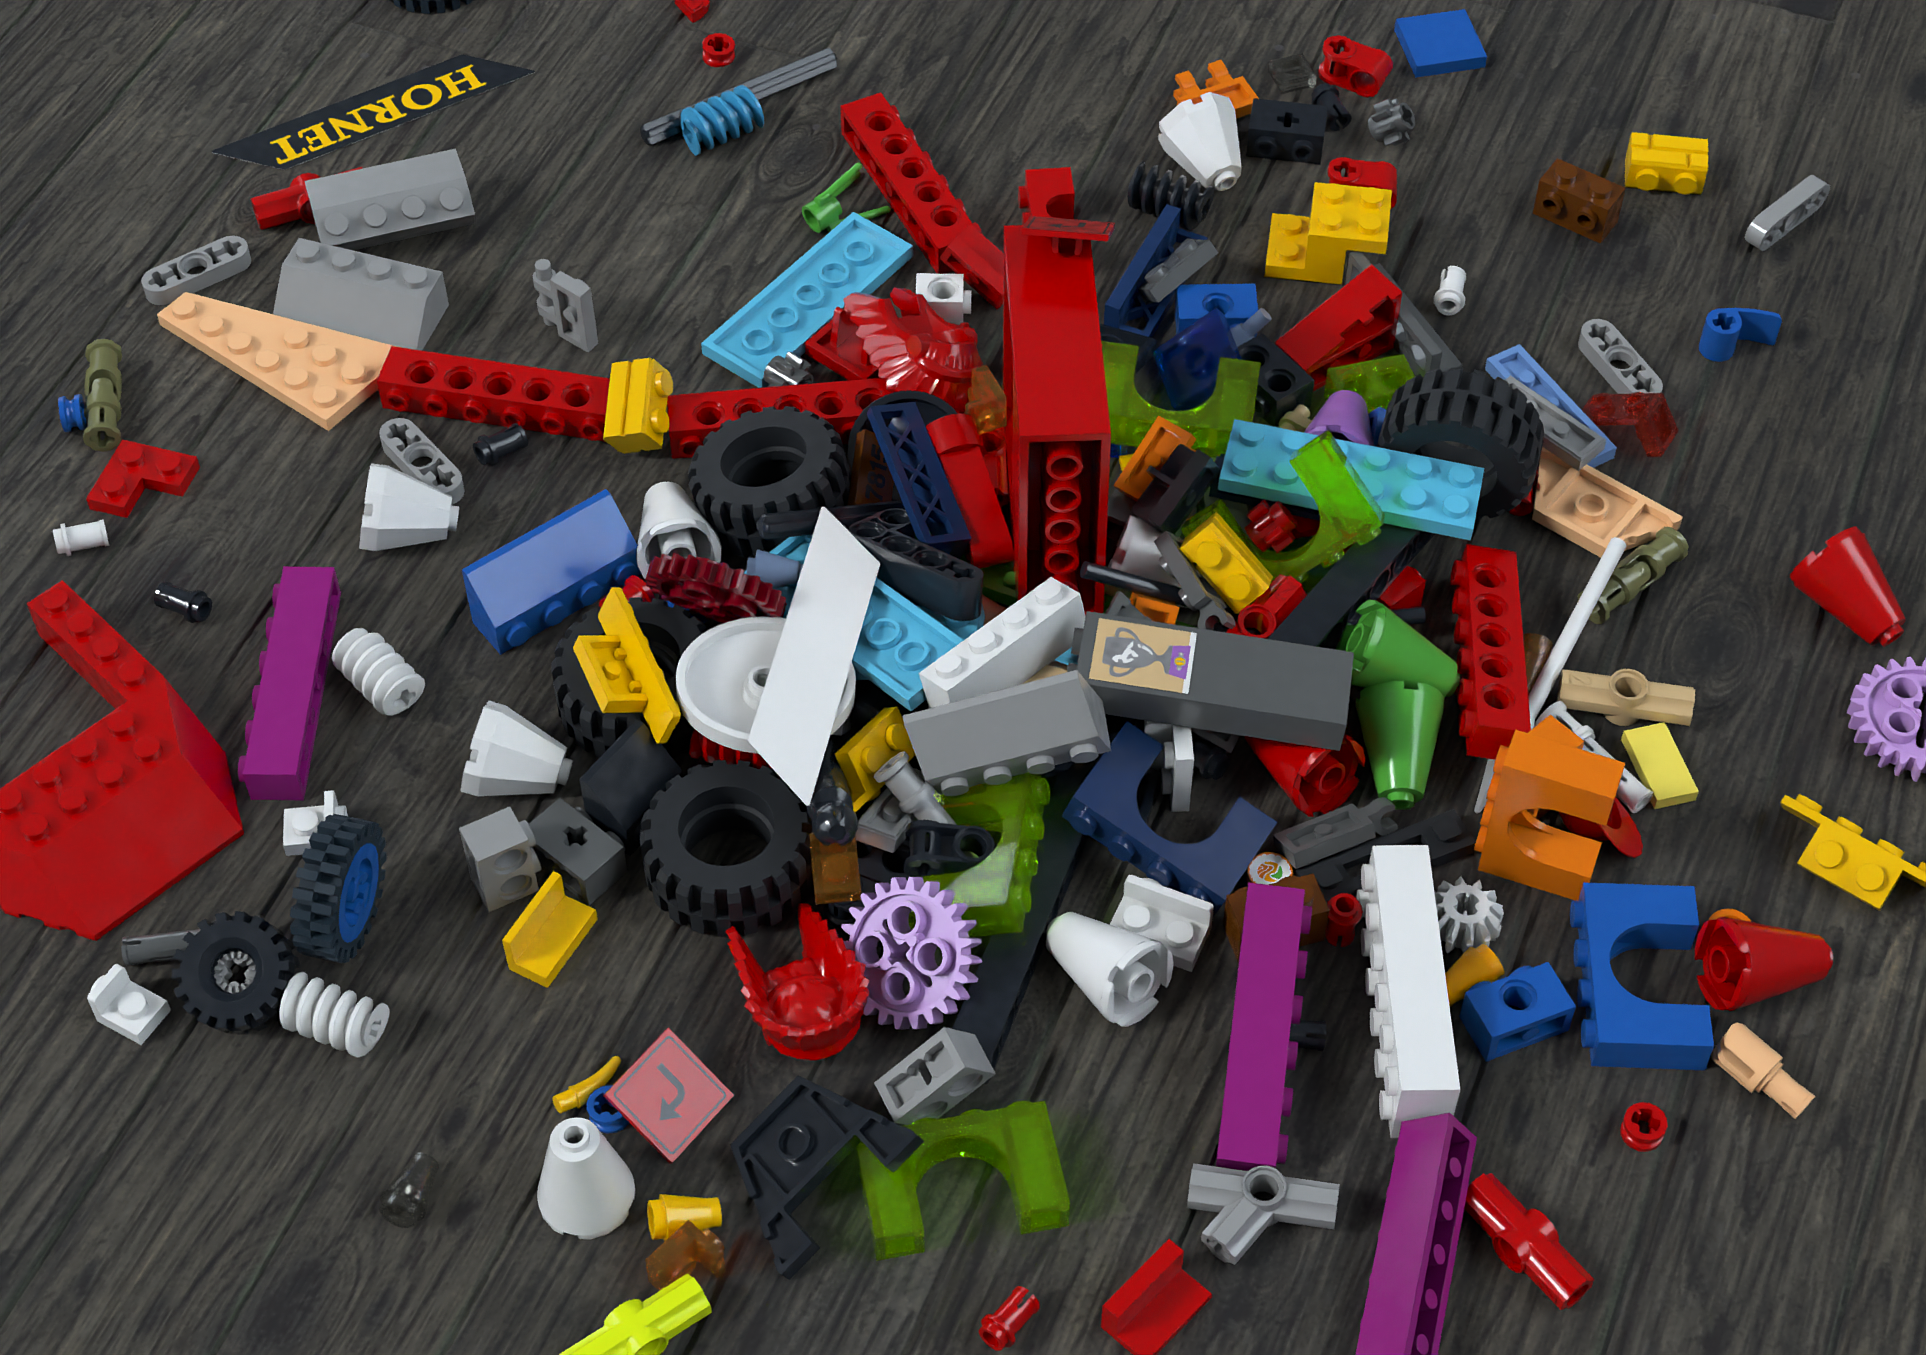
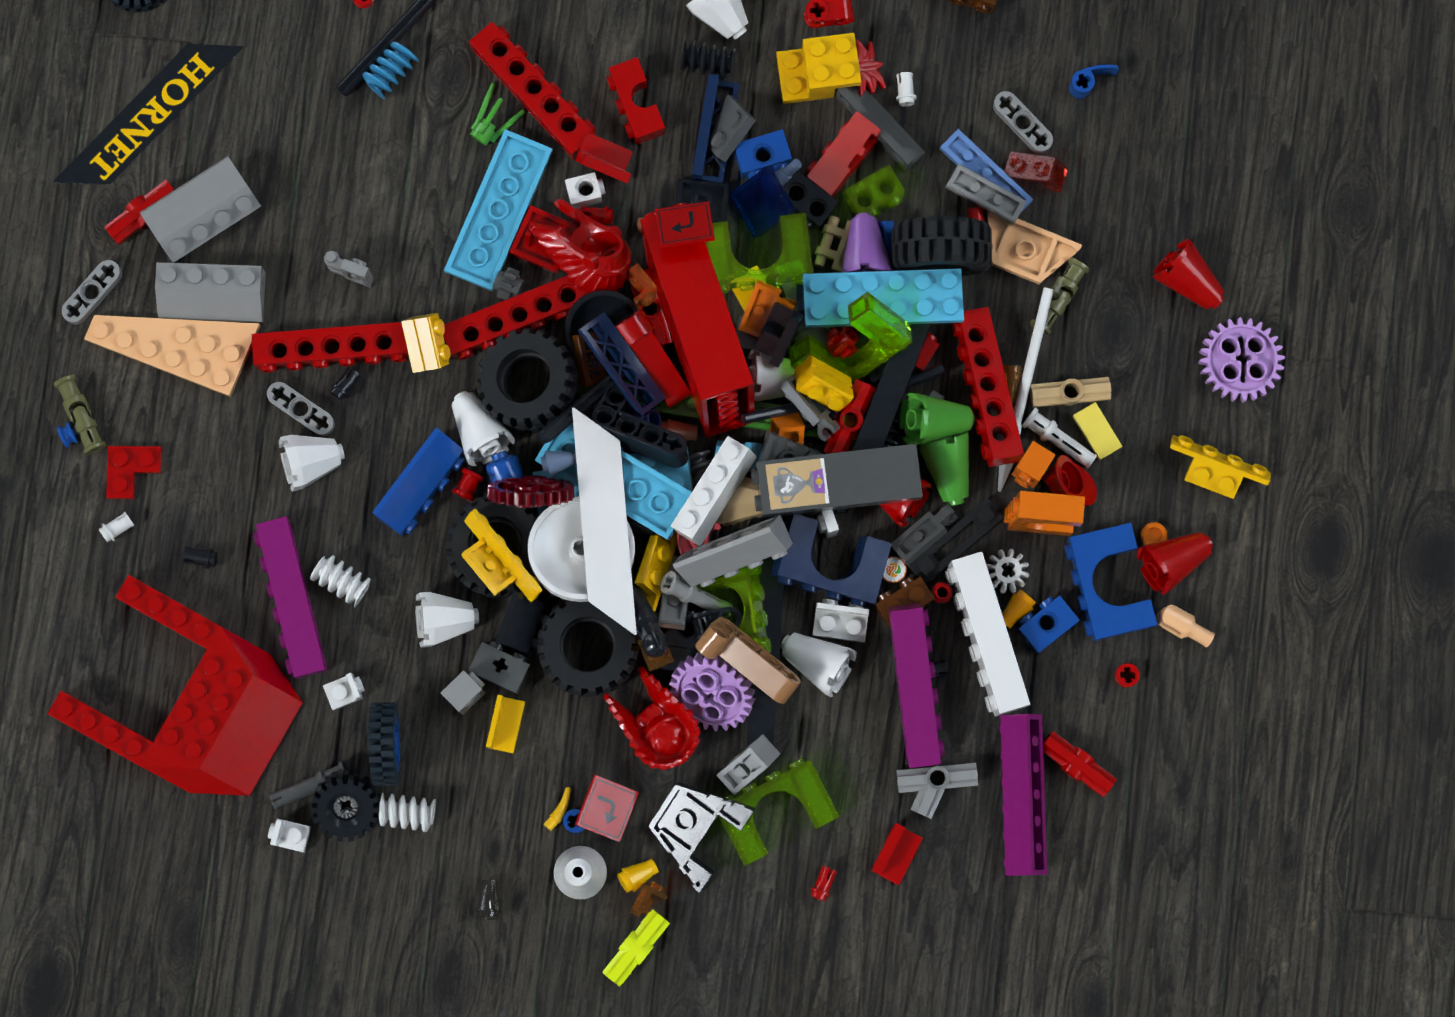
camera: 20 degrees left, 30 degrees up
(982, 888) = (749, 658): none -> medium nougat beam
(1400, 258) = (868, 69): none -> red piece

